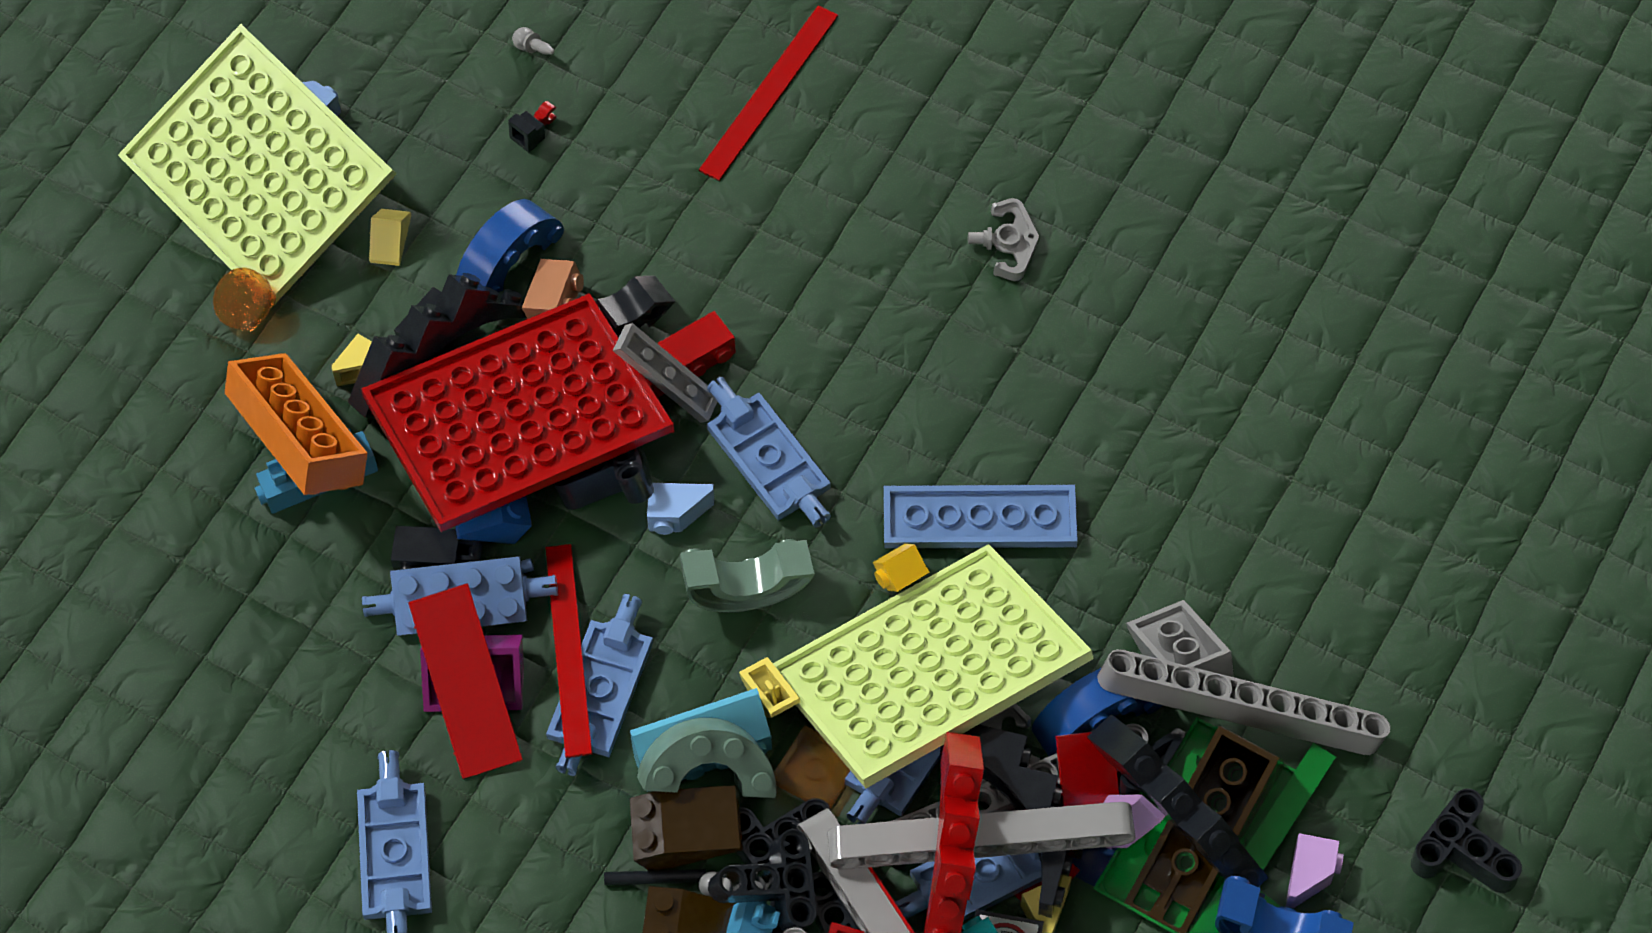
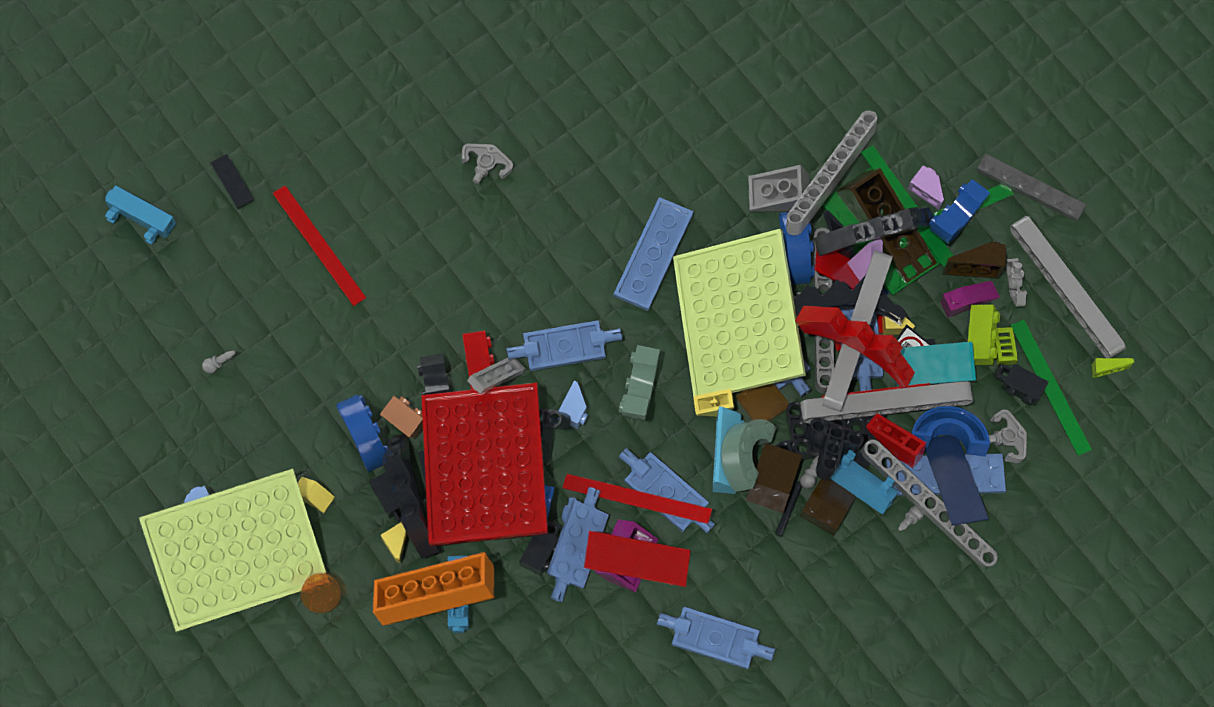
camera: 70 degrees left, 10 degrees up
(529, 129) = (279, 385): black piece -> none
(900, 568) = (668, 306): yellow brick -> none
(1465, 838) = (942, 107): black beam -> none

